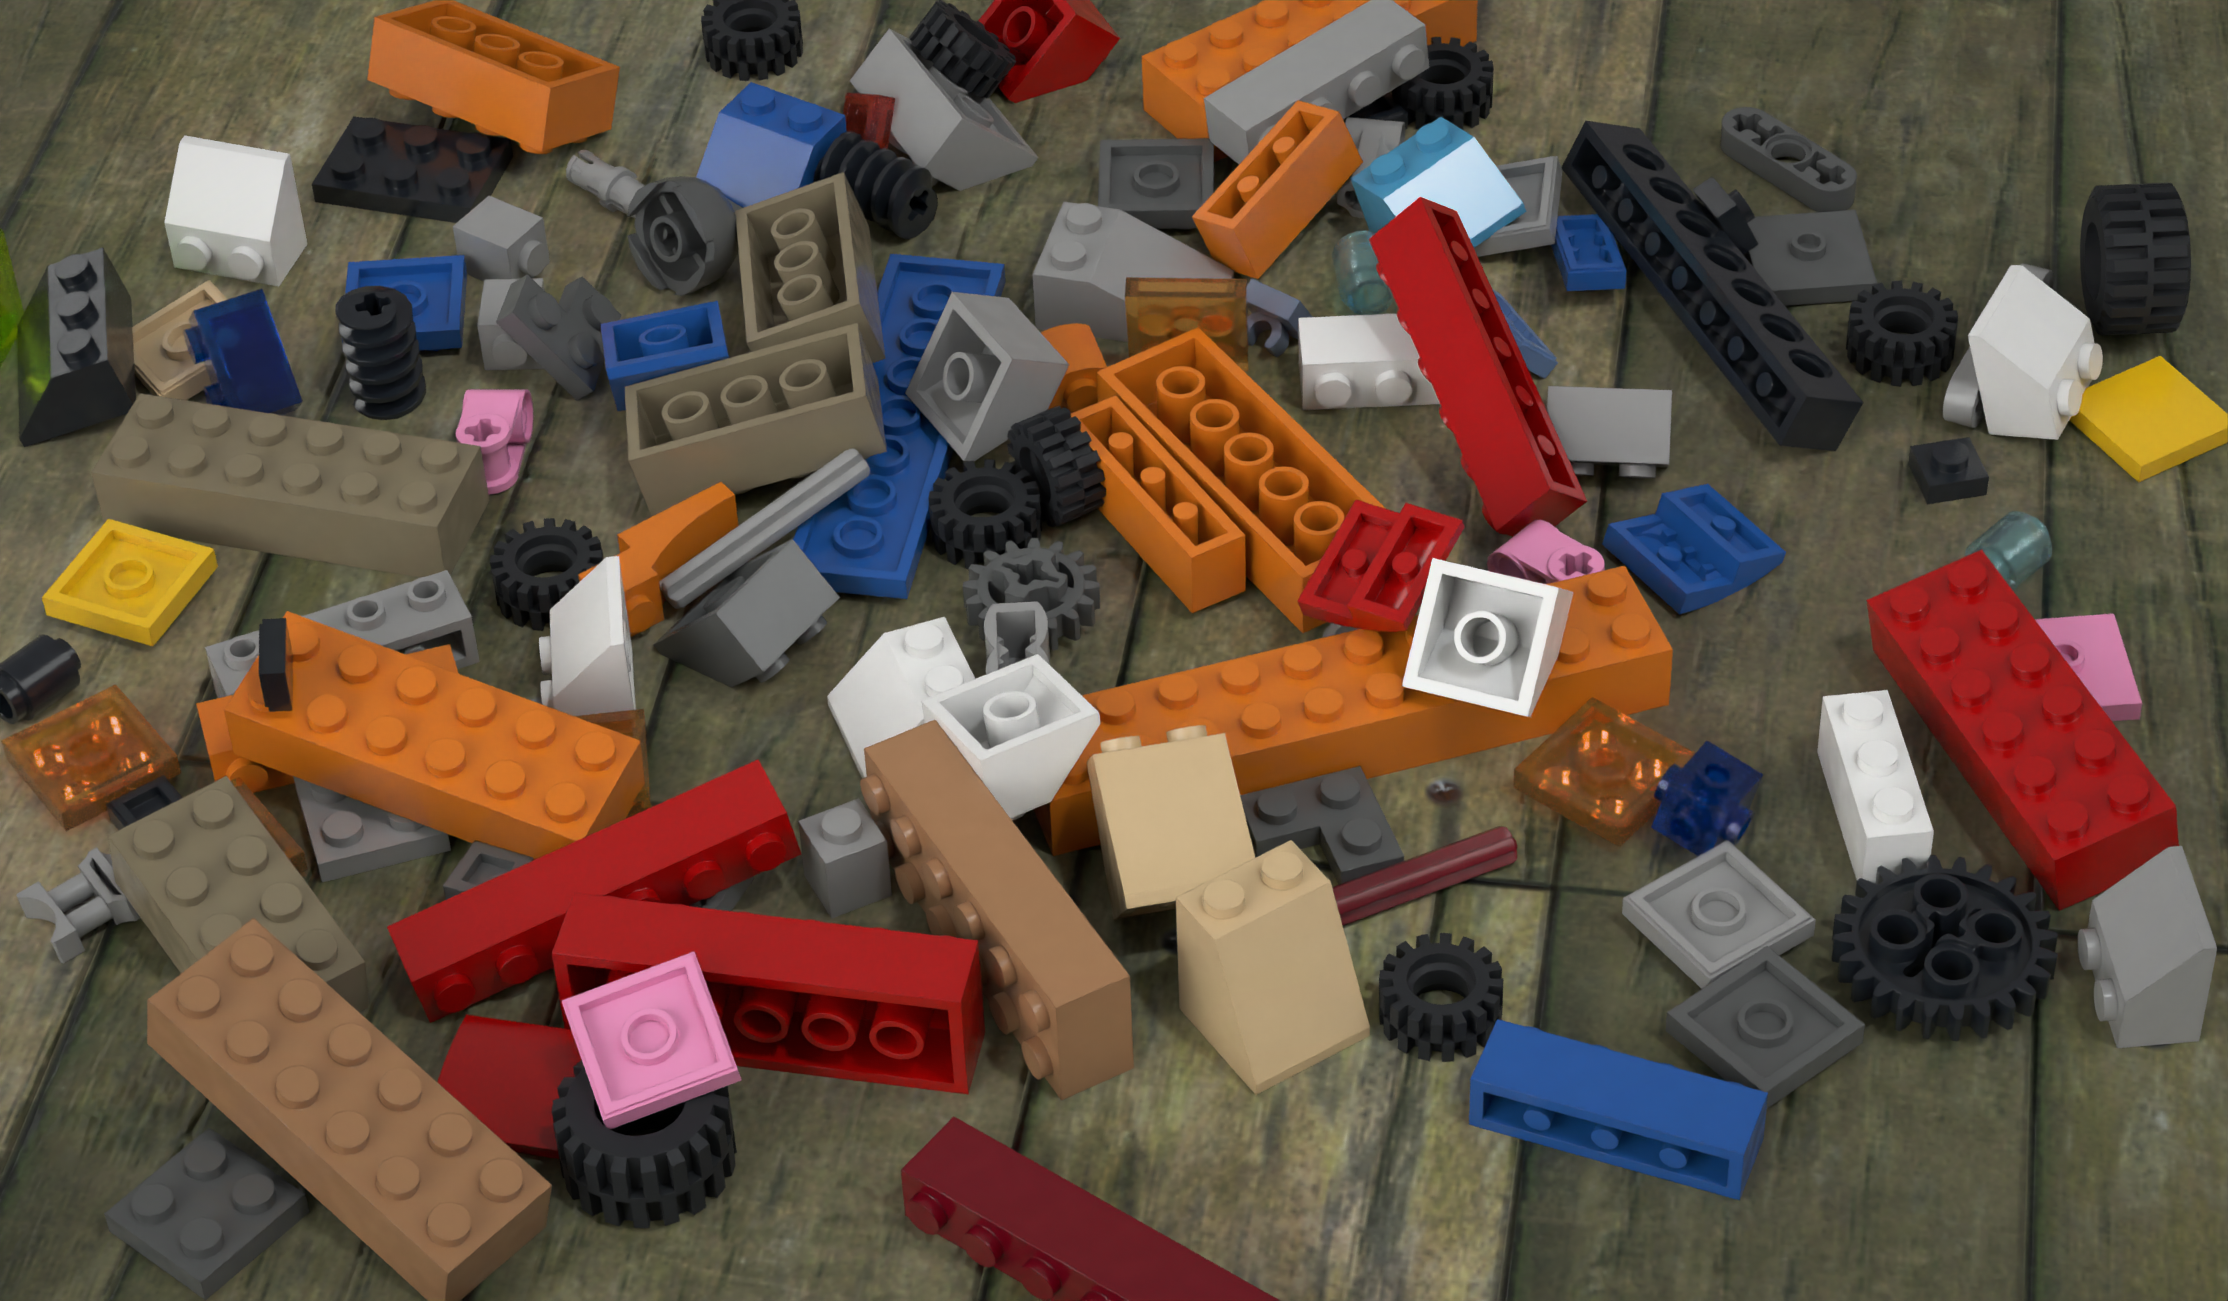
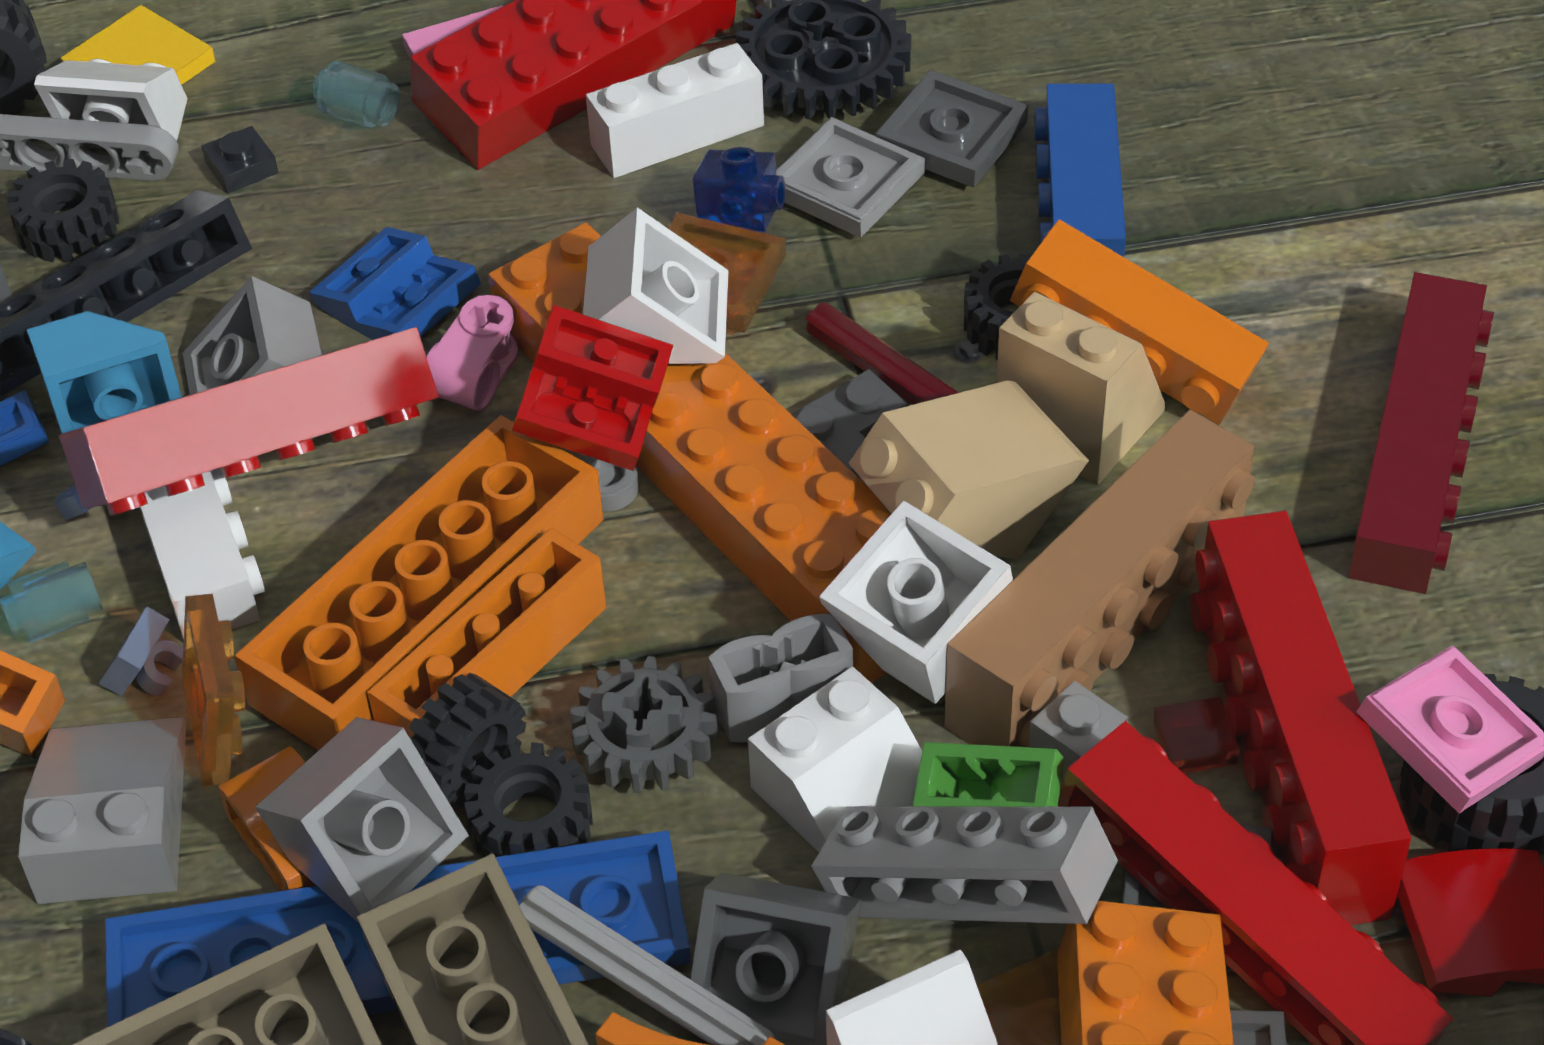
camera: 110 degrees left, 5 degrees up
(727, 701) = (969, 862): none -> light grey brick
(814, 755) = (988, 776): none -> bright green arch
(1335, 1047) = (1189, 346): none -> orange brick
(1601, 300) = (102, 368): none -> dark azure slope

